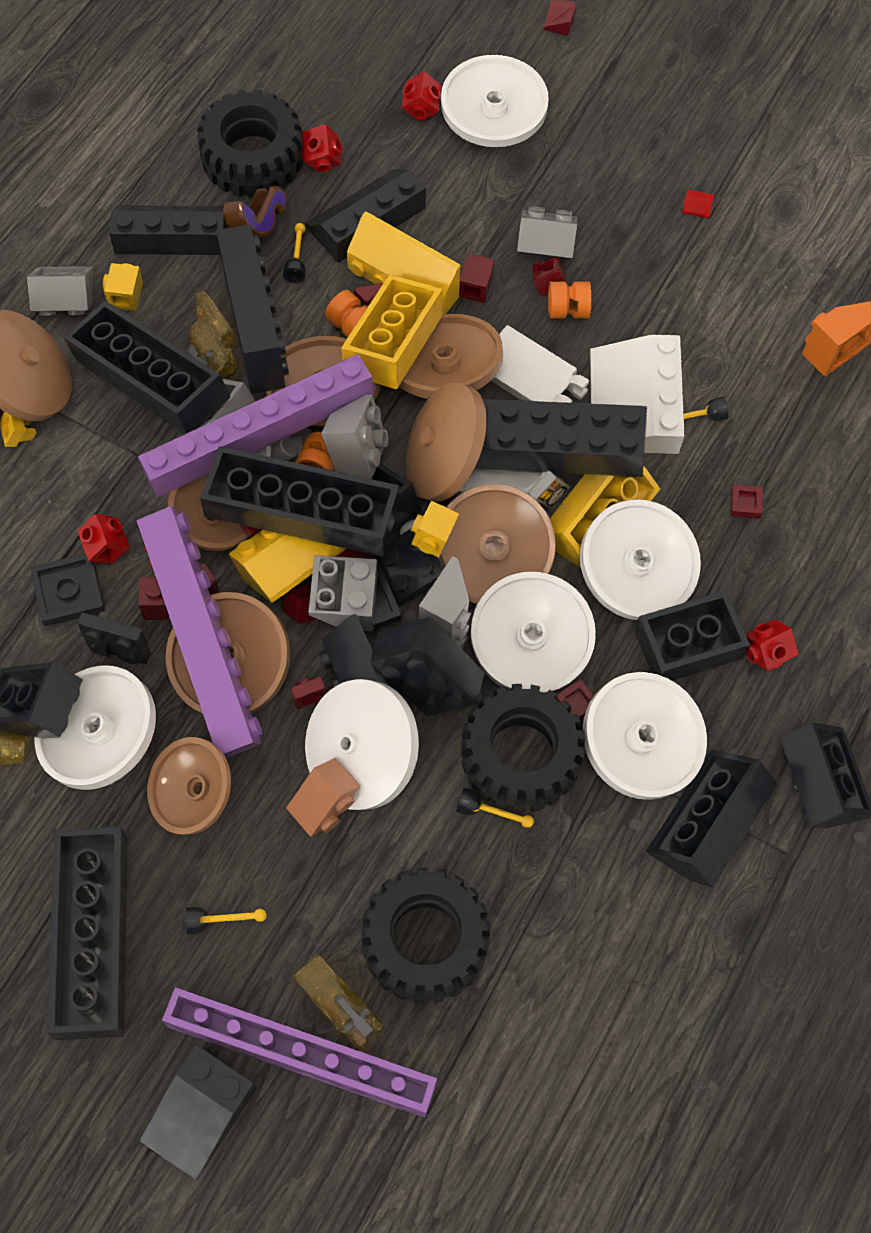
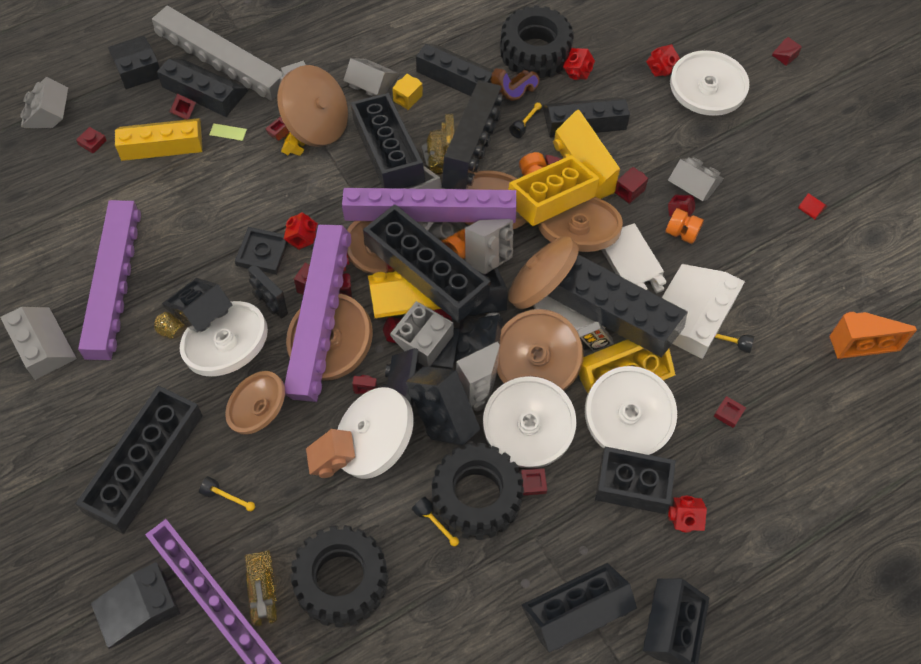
camera: 30 degrees right, 5 degrees down
(433, 528) = (501, 321): yellow brick -> none
(669, 730) = (584, 522): white dish -> none

